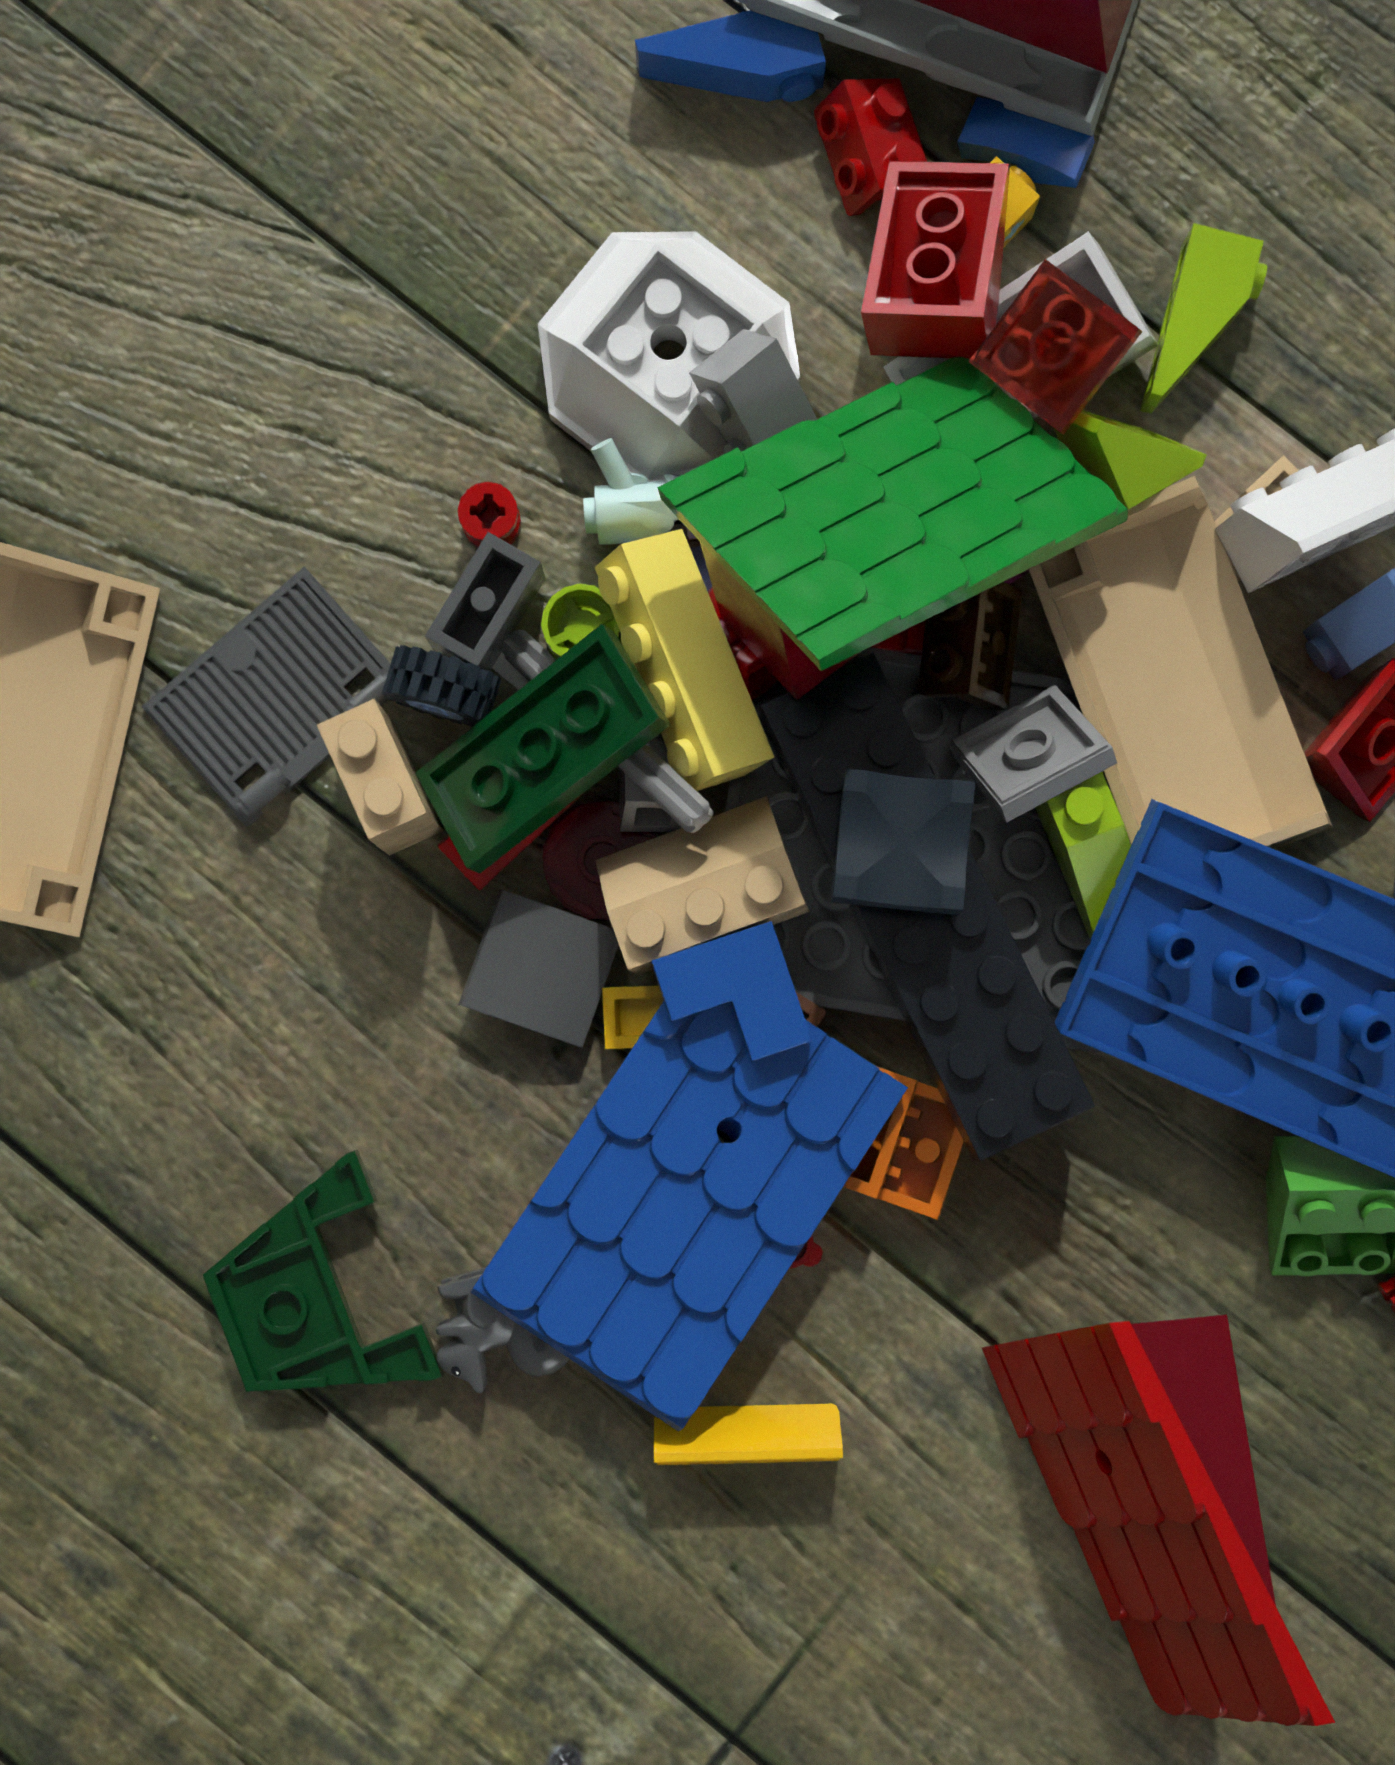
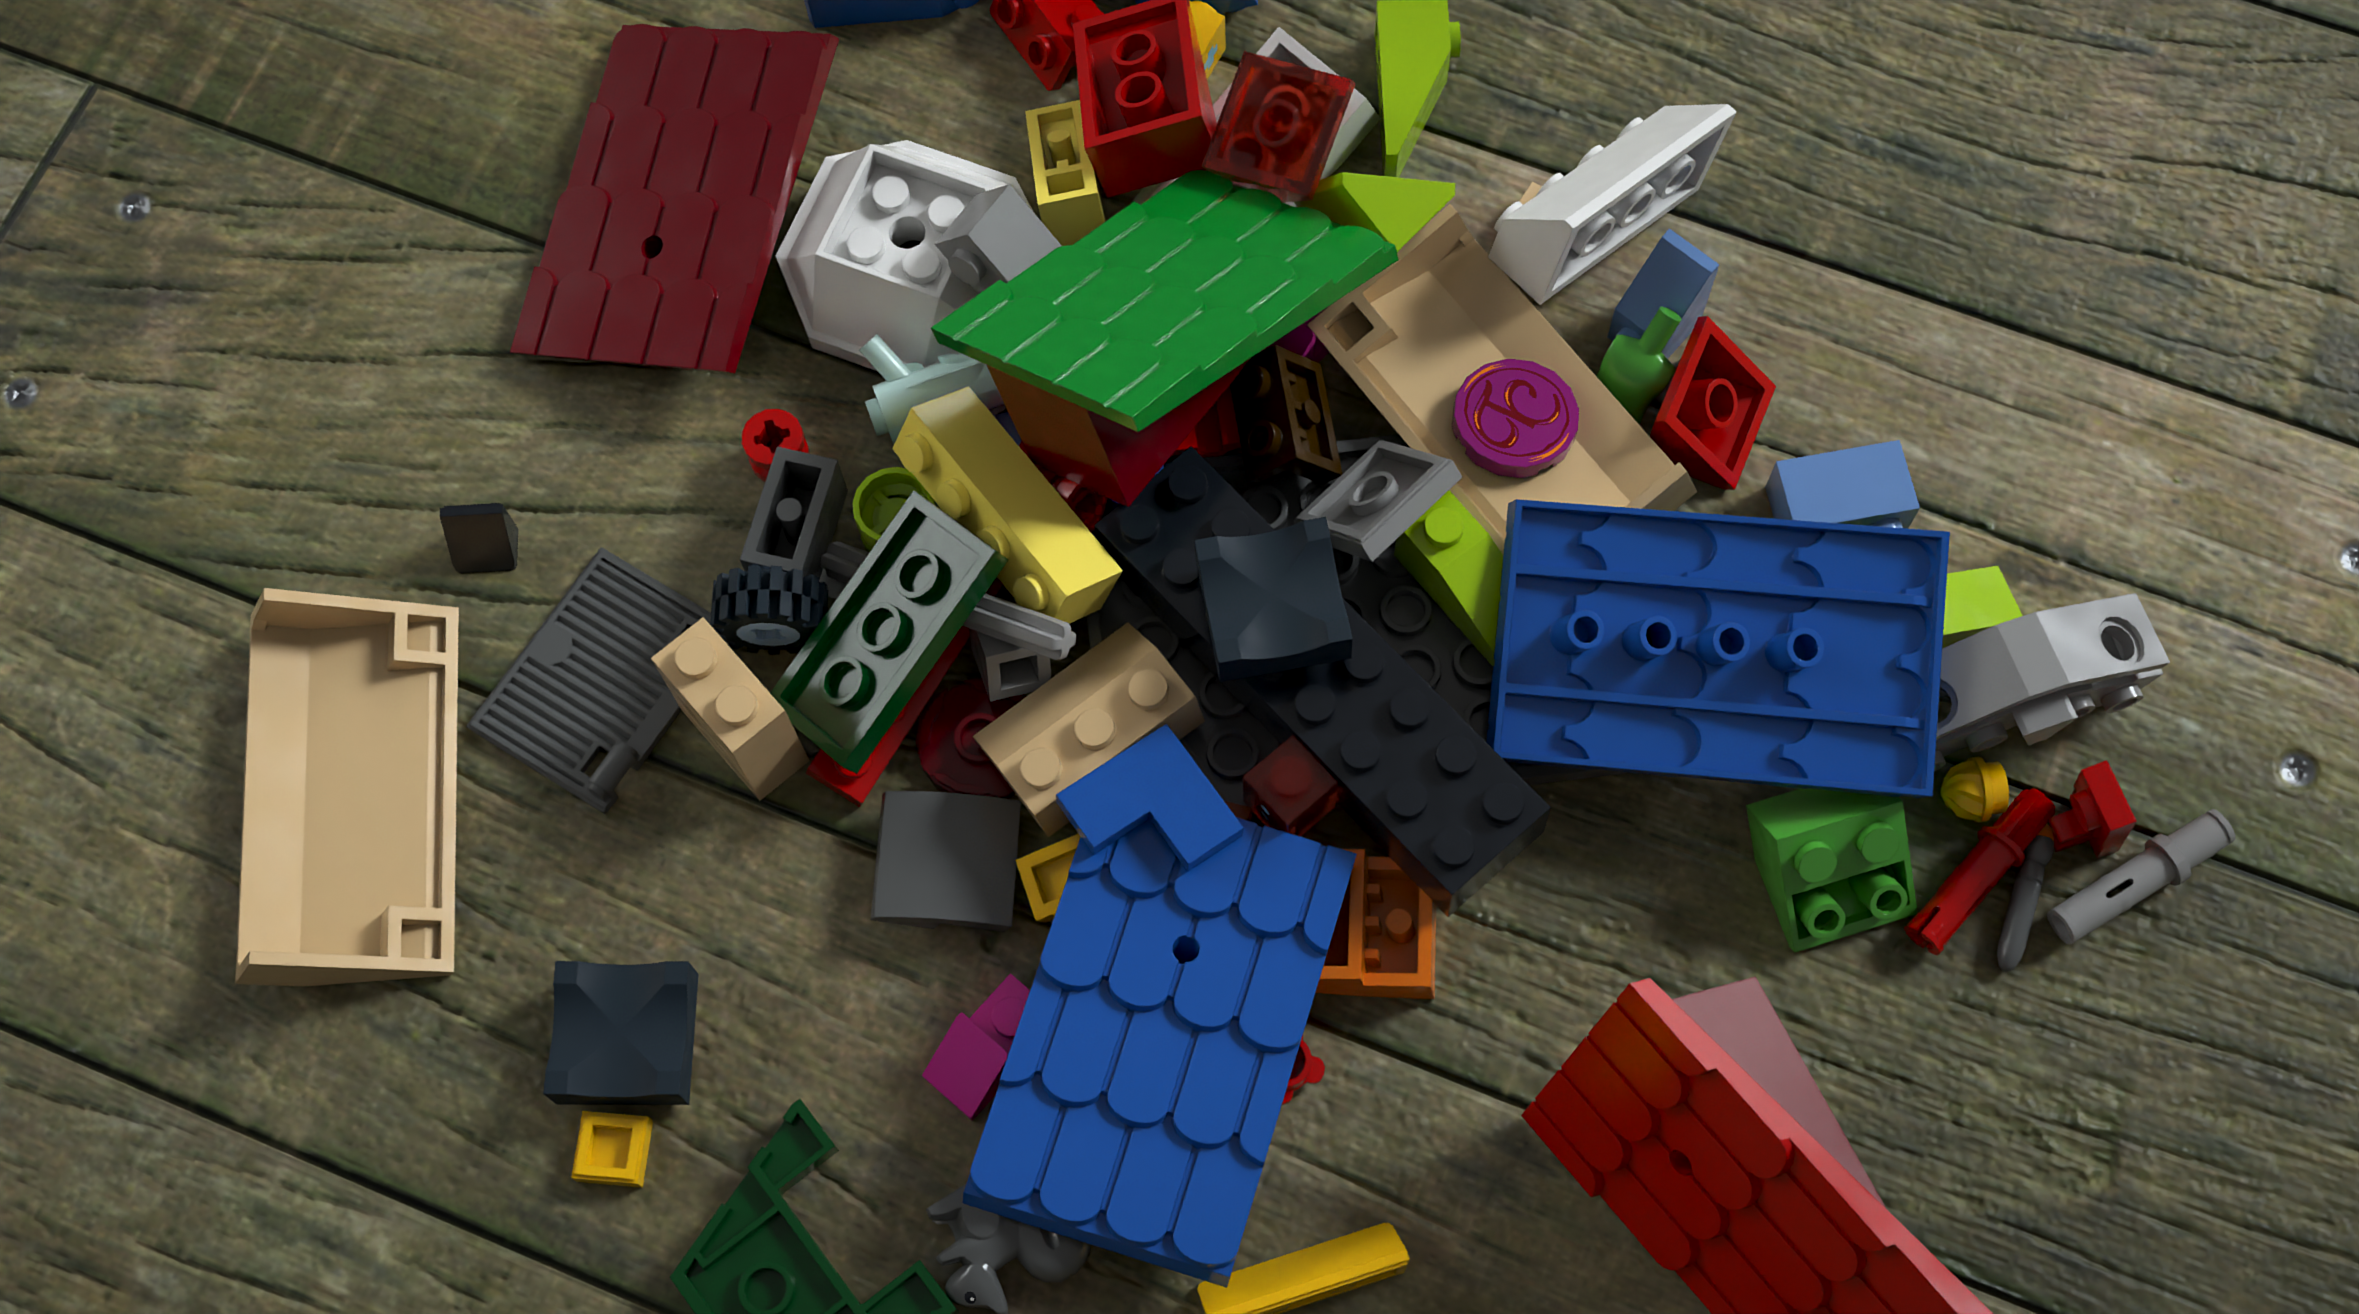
camera: 15 degrees left, 15 degrees down
(181, 1140) = (612, 1149): none -> yellow tile
(194, 528) = (480, 537): none -> black slope
(213, 1045) = (622, 1034): none -> black brick
(460, 229) = (676, 197): none -> dark red piece
(528, 1148) = (976, 1049): none -> dark pink slope
(833, 328) = (1063, 173): none -> light yellow slope
(866, 1007) = (1290, 789): none -> clear red brick
(1187, 704) = (1515, 418): none -> magenta tile
(1318, 685) = (1636, 367): none -> bright green piece

